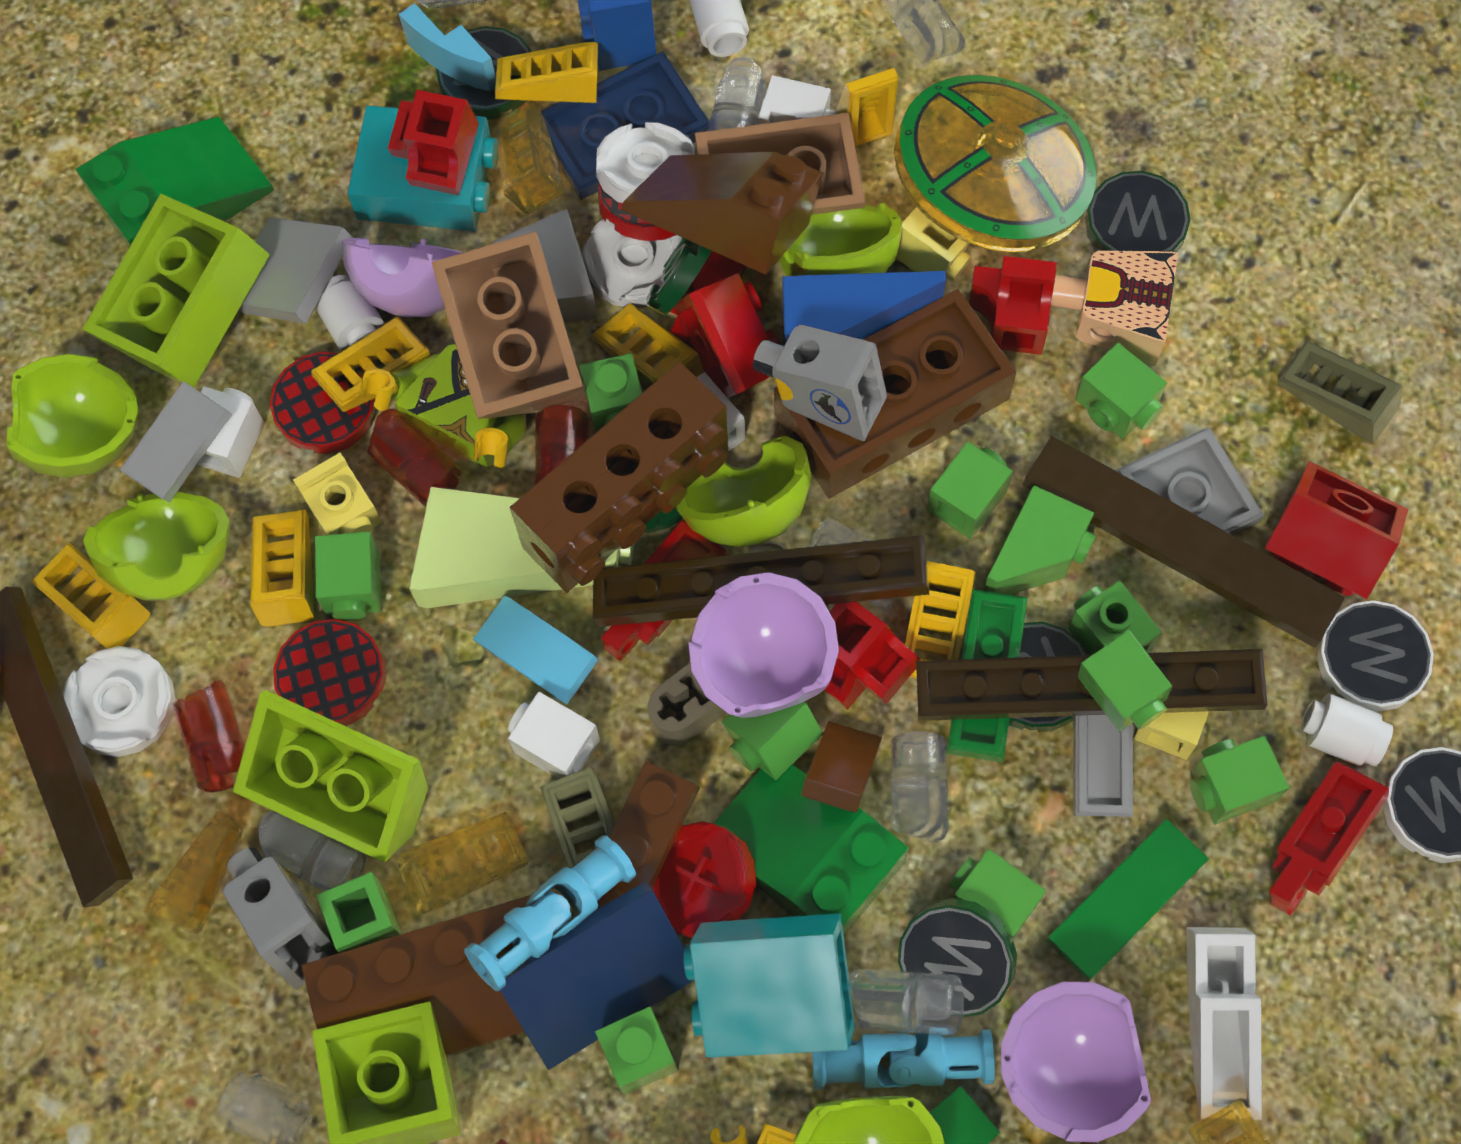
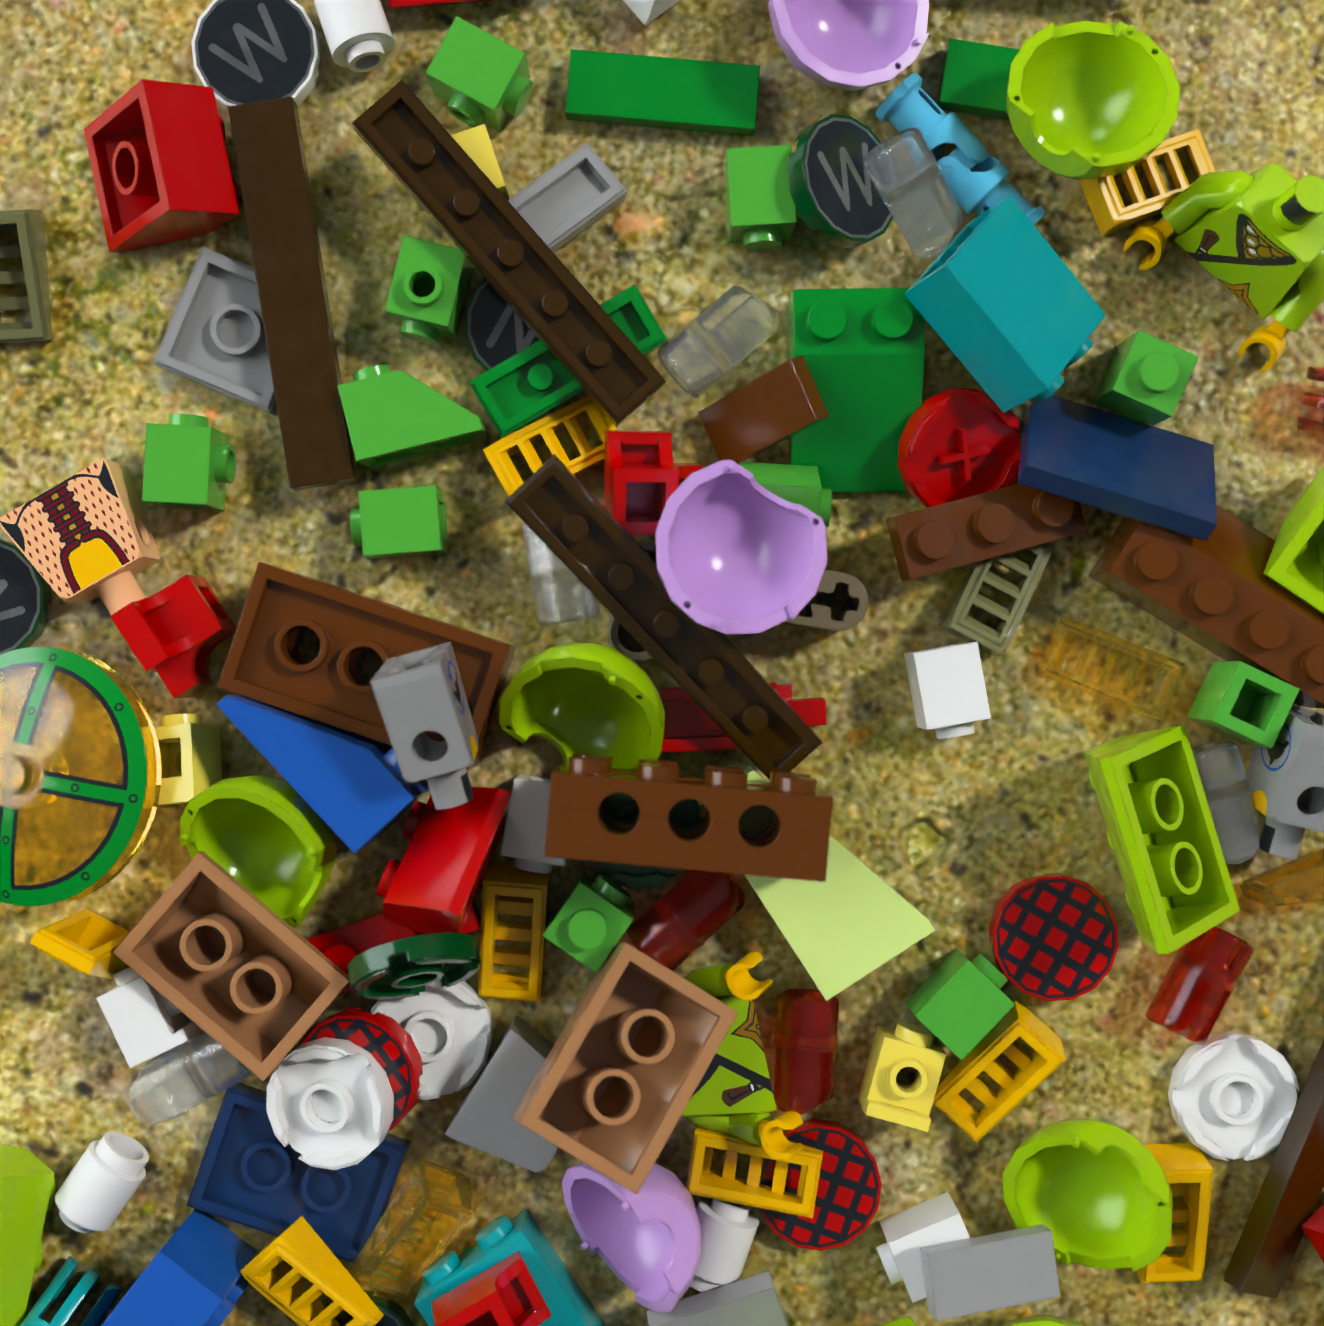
camera: 130 degrees left, 20 degrees up
(534, 925) = (1131, 532): medium azure piece -> none
(536, 649) = (883, 775): medium azure slope -> none
(731, 203) = (323, 972): reddish brown slope -> none
(1125, 683) = (493, 207): bright green brick -> none

